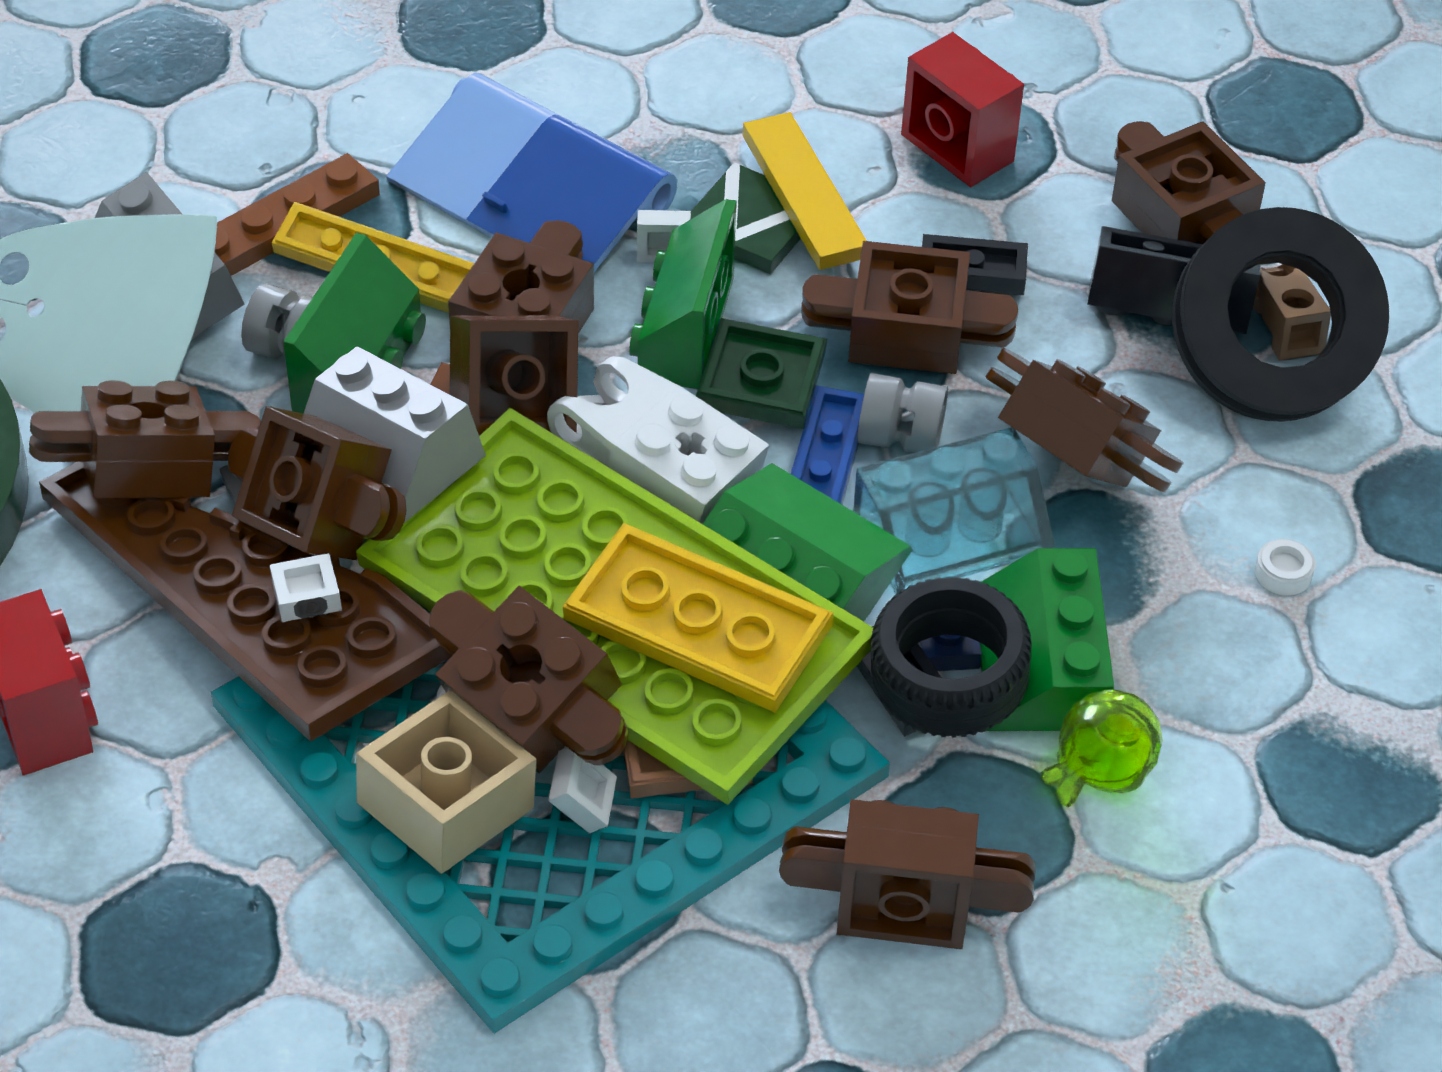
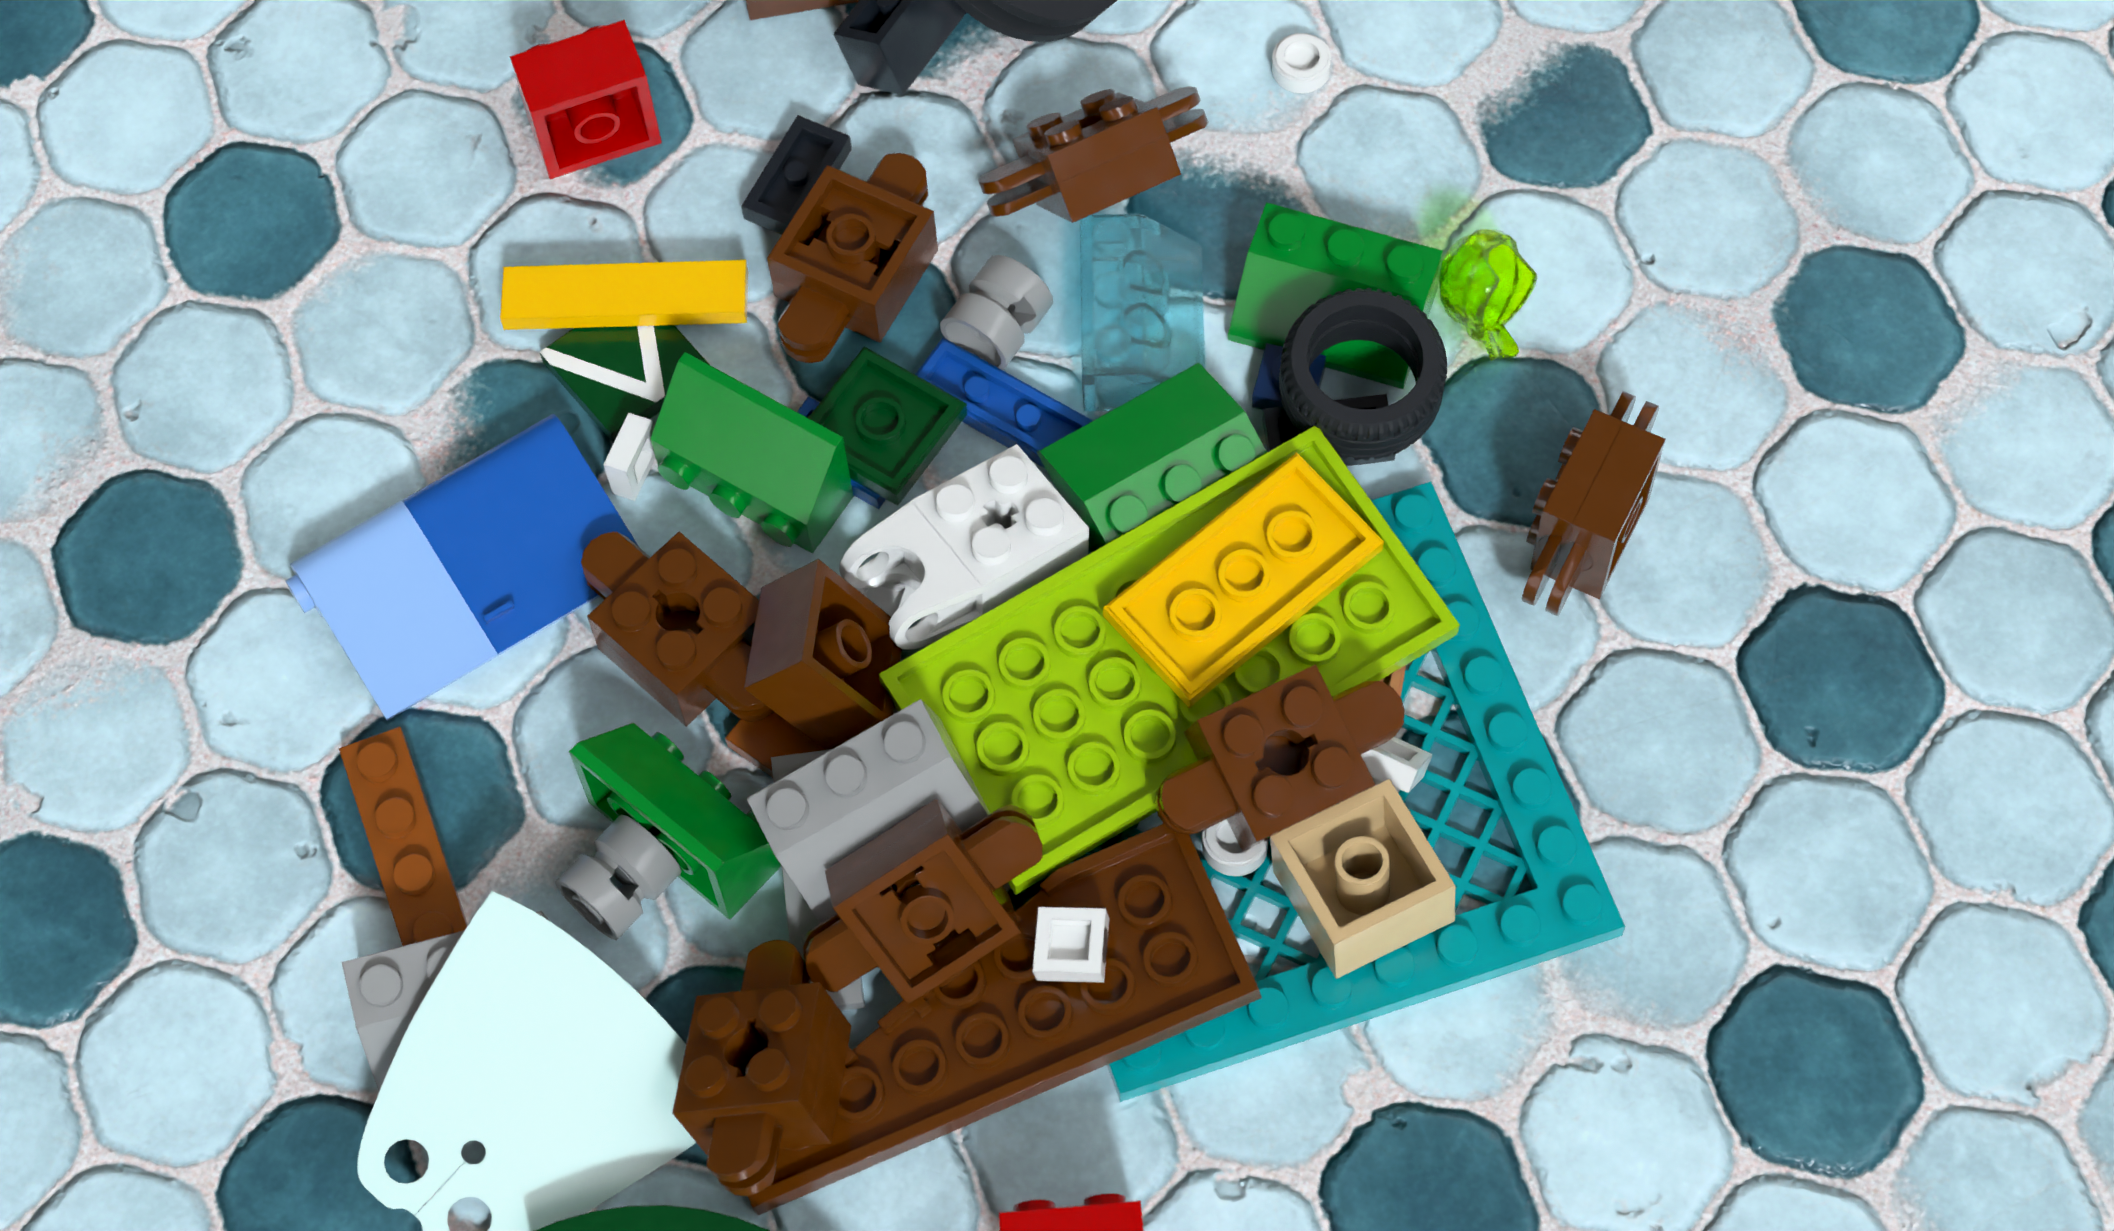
camera: 65 degrees left, 15 degrees up
(321, 238) = (533, 760): yellow tile -> none

